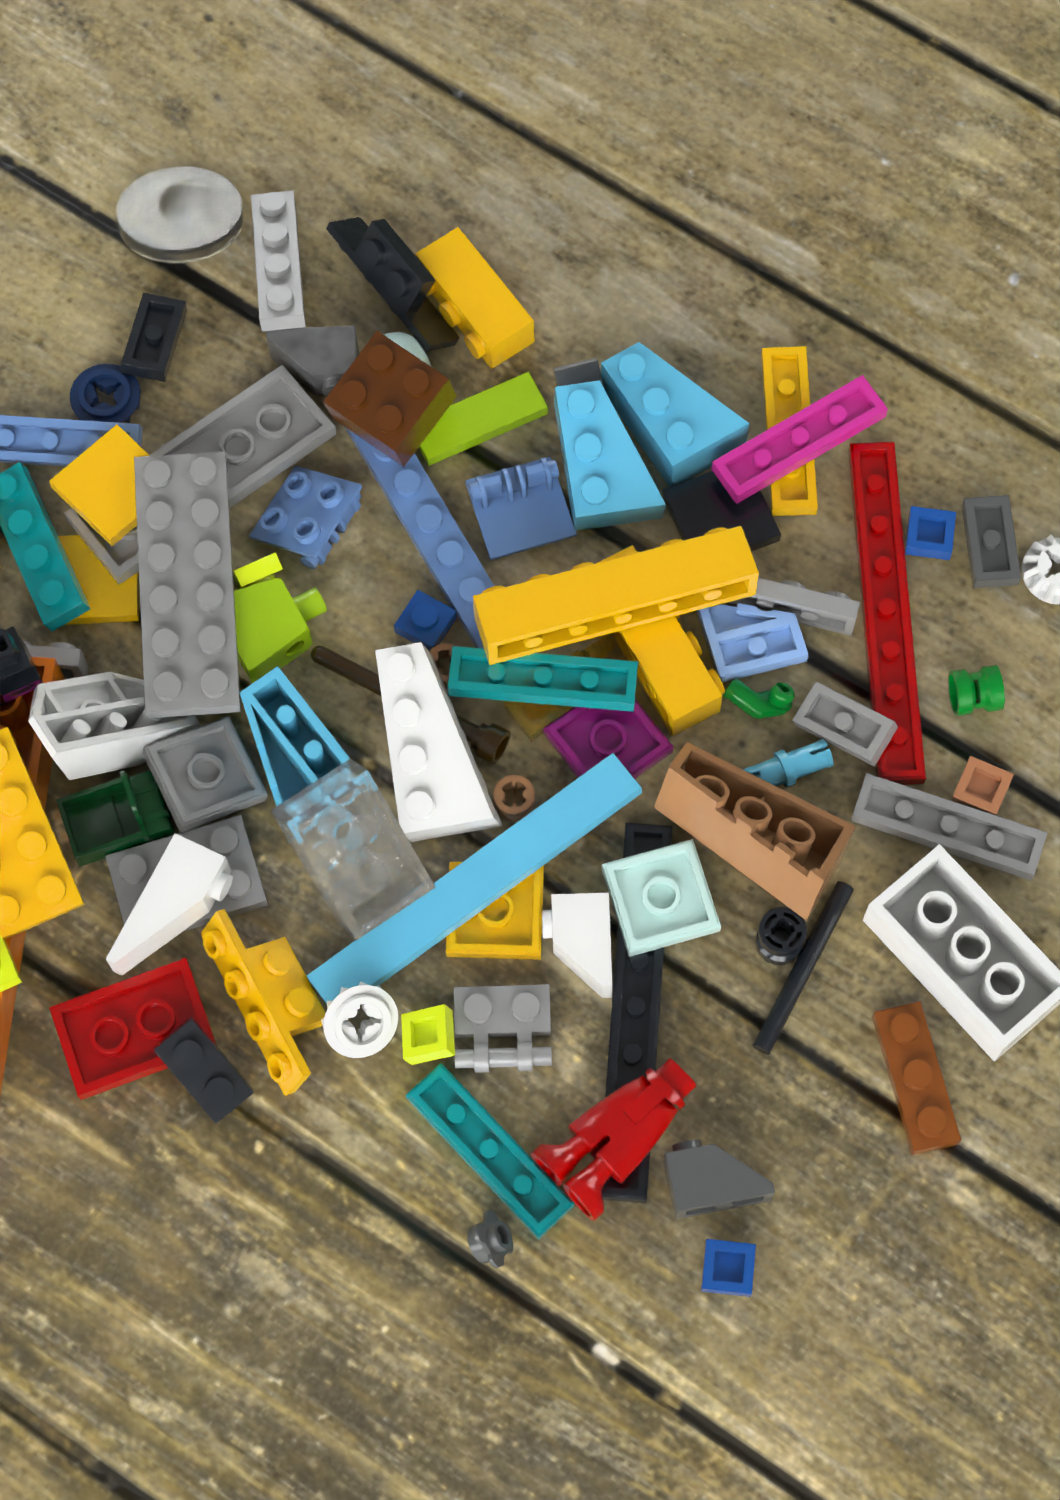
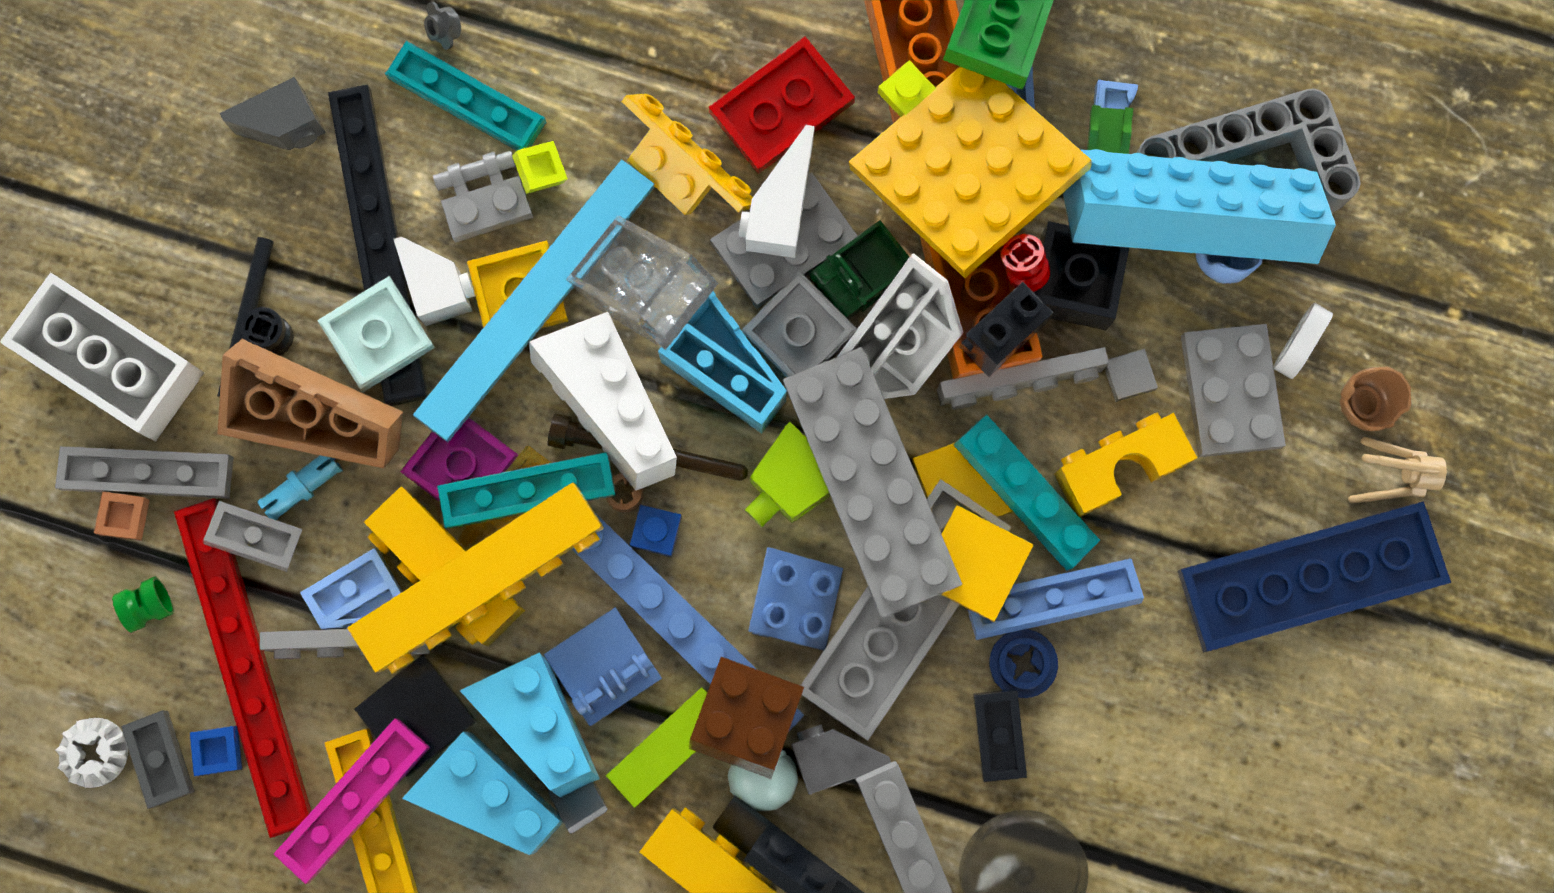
camera: 160 degrees right, 10 degrees up
(203, 1069) = (711, 84): black plate -> none
(257, 571) = (818, 526): neon yellow plate -> none
(373, 1033) = (588, 167): white gear -> none
(514, 782) = (517, 396): medium nougat bush -> none
(616, 1134) = (360, 126): red piece -> none
(728, 1267) = (249, 59): blue plate -> none
(762, 704) = (334, 540): green arm -> none
(916, 1078) = (132, 254): dark orange plate -> none

